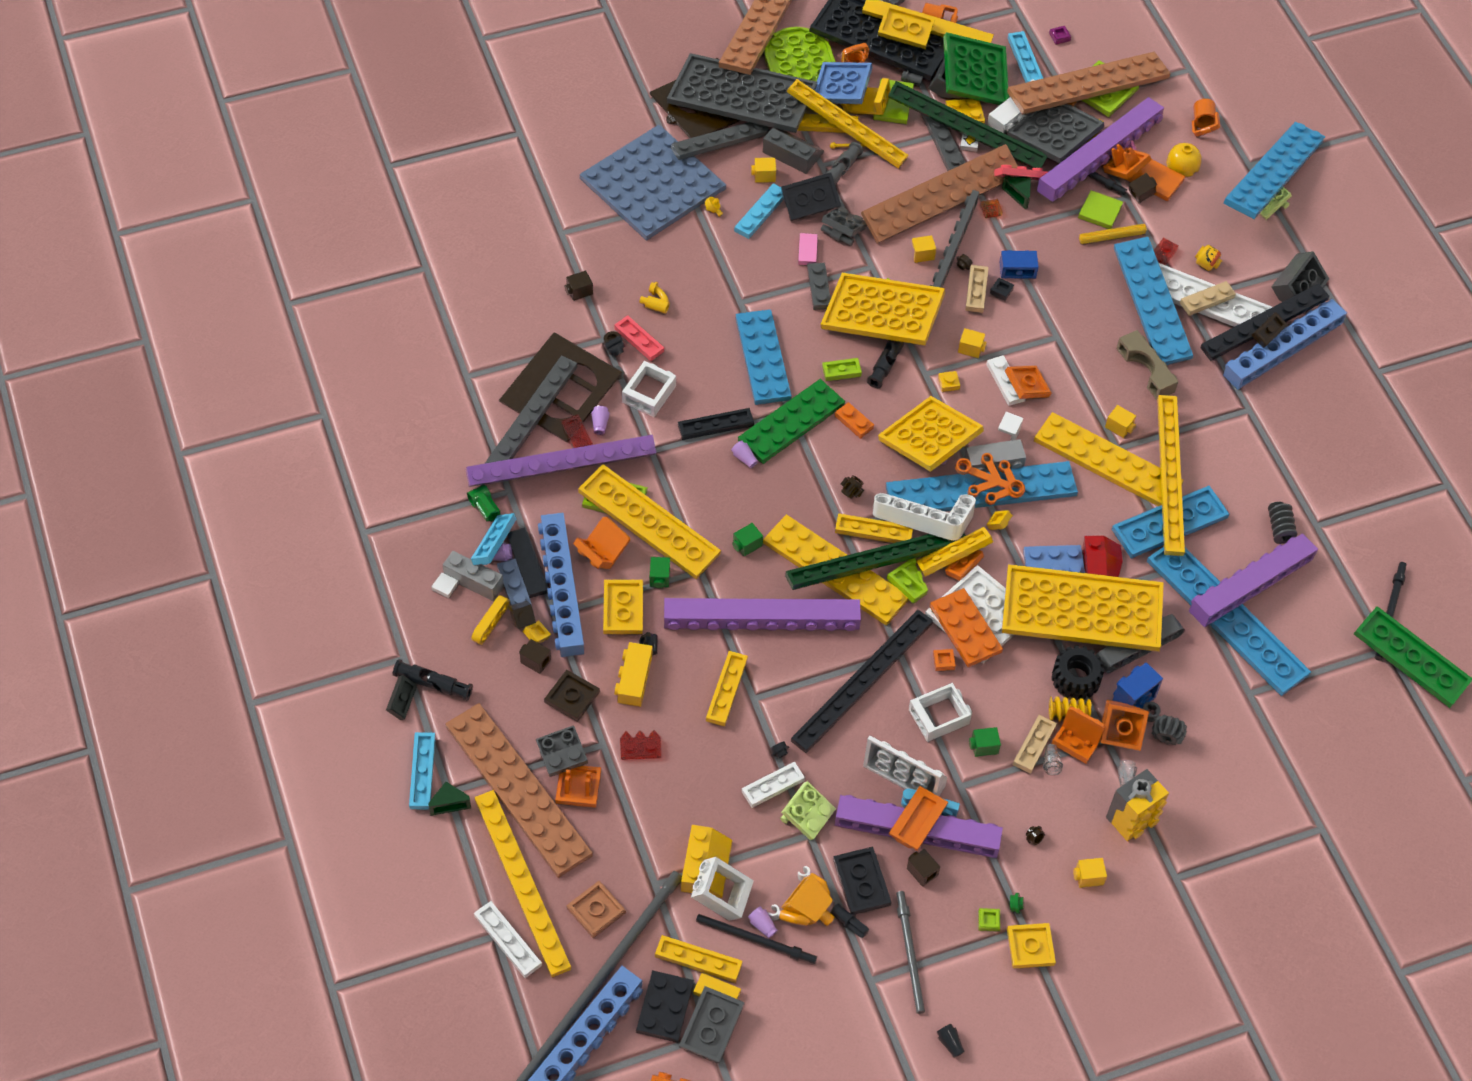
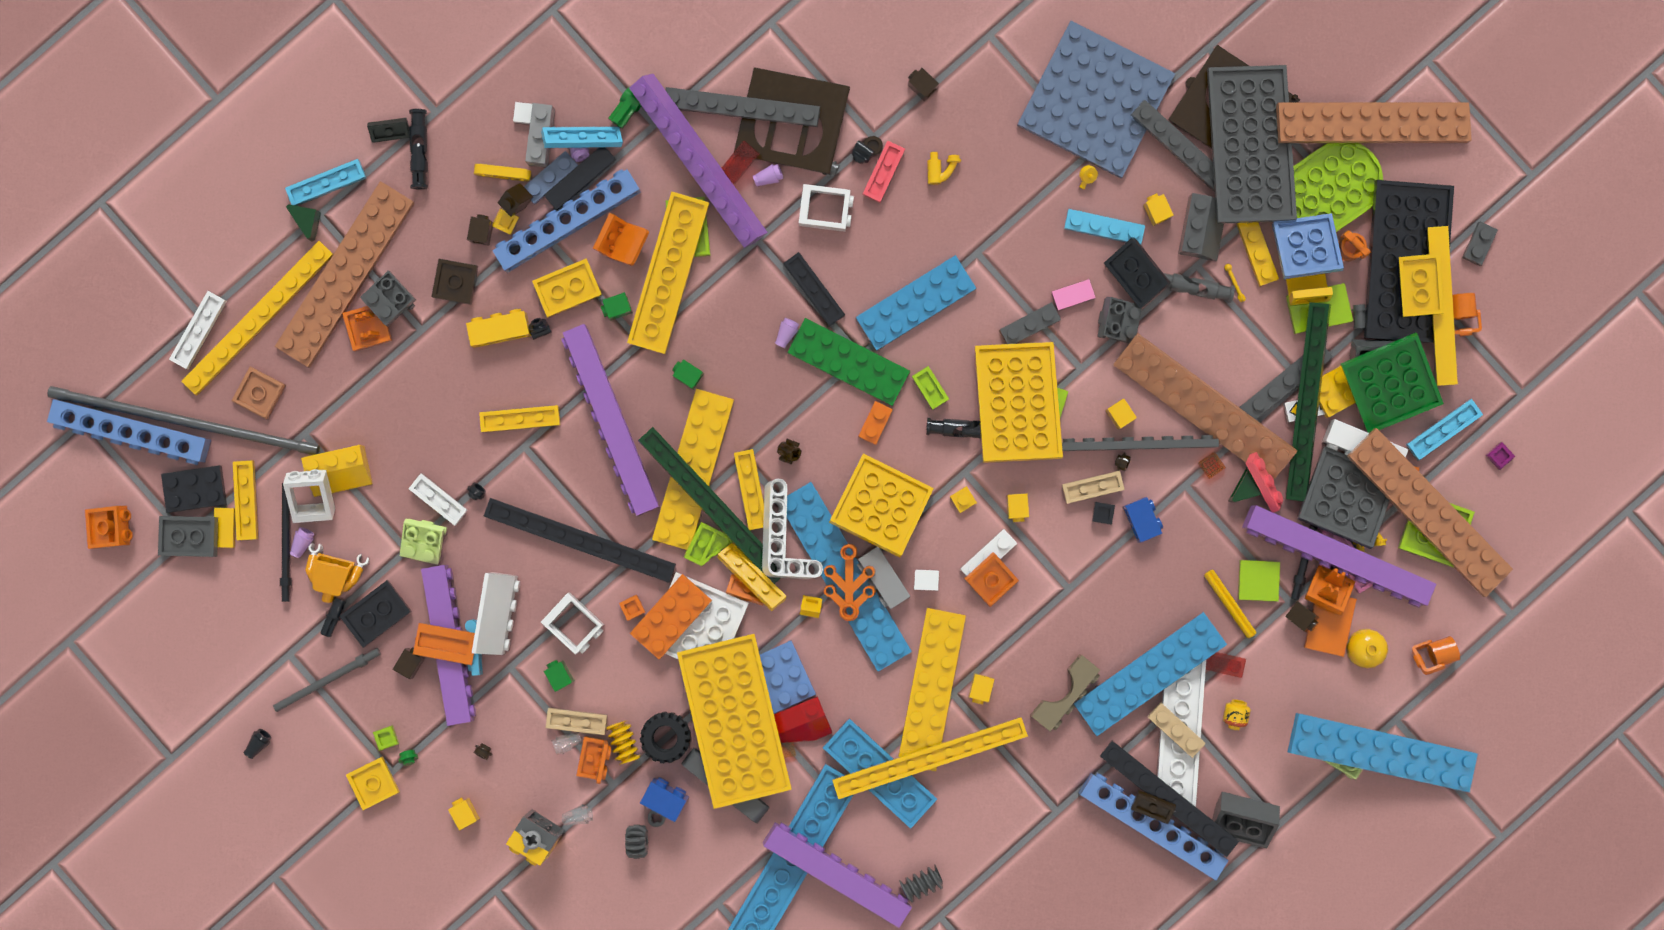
camera: 75 degrees right, 30 degrees up
(640, 746) = (431, 365): clear red plate -> none
(847, 123) = (1254, 272): yellow tile -> none
(1124, 725) = (619, 797): orange slope -> none

